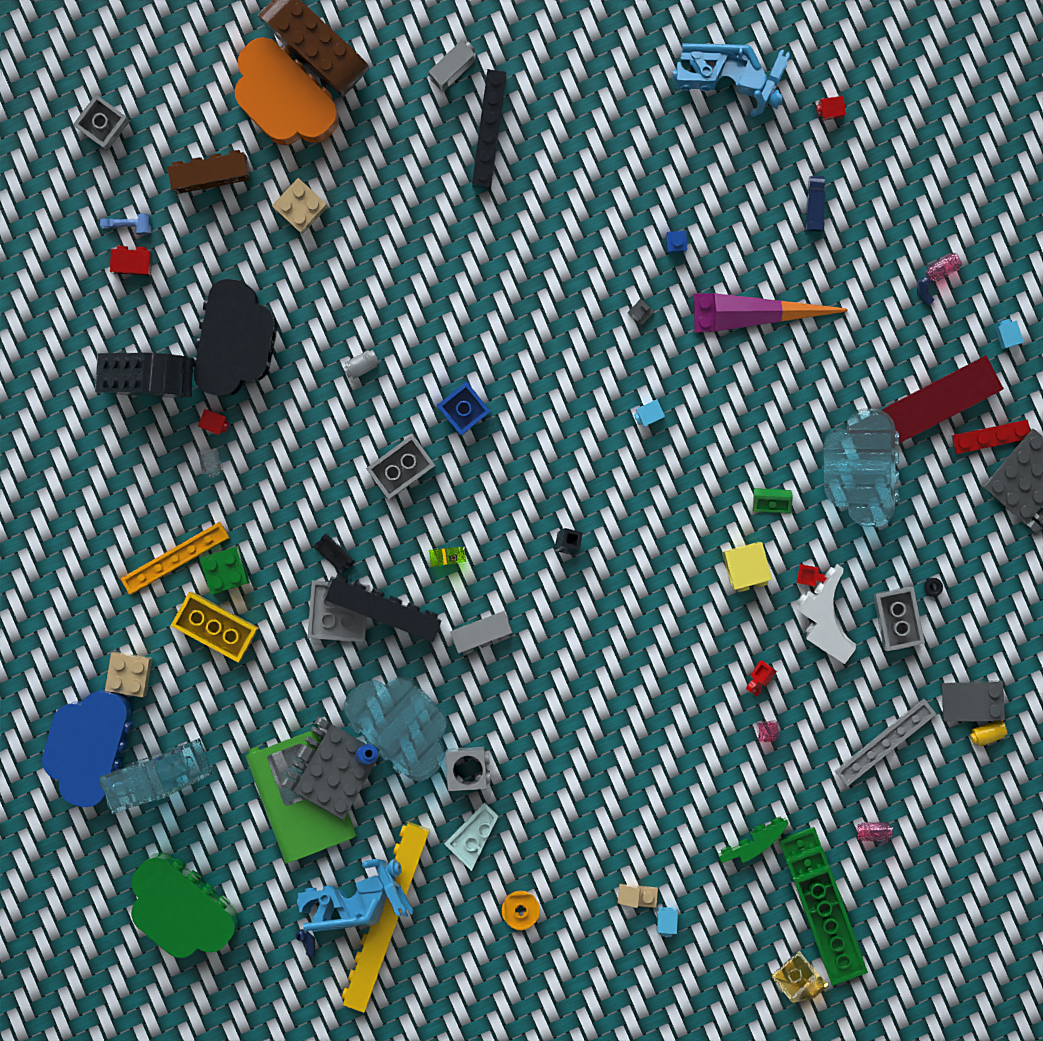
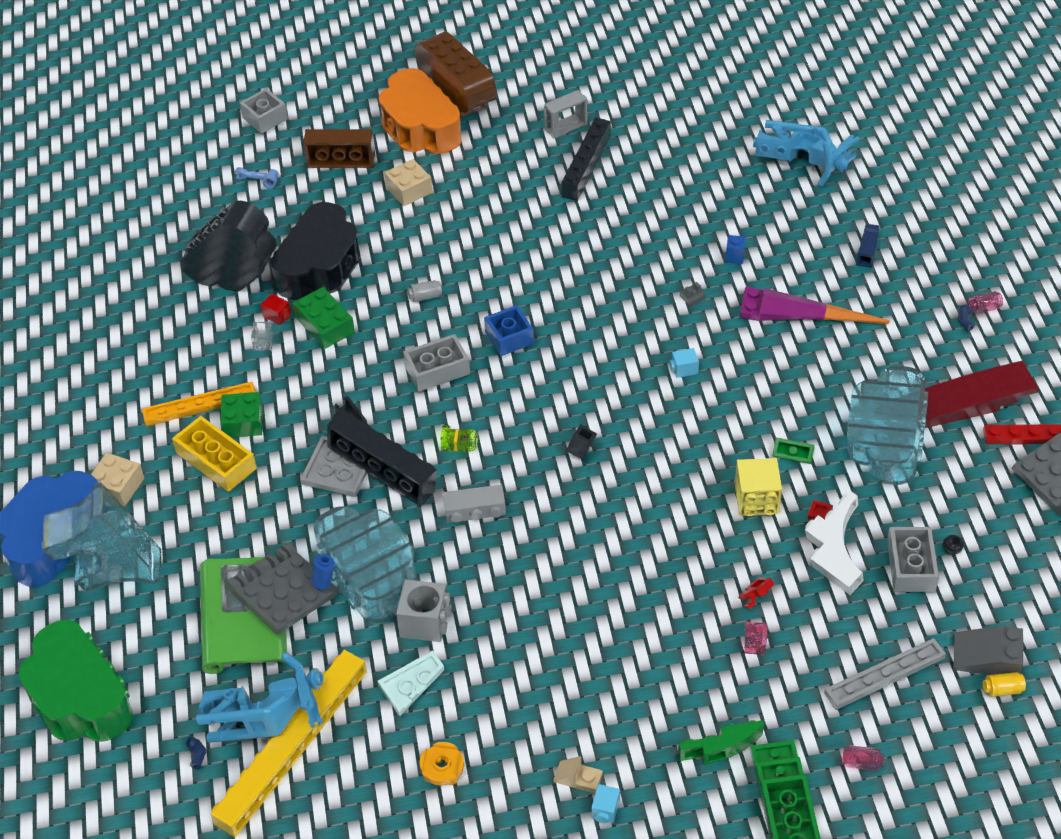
camera: 15 degrees right, 40 degrees down
(131, 261) = (254, 194): red brick -> none
(267, 425) = (324, 317): none -> green brick
(831, 108) = (891, 186): red brick -> none
(1009, 333) = (1046, 357): medium azure brick -> none

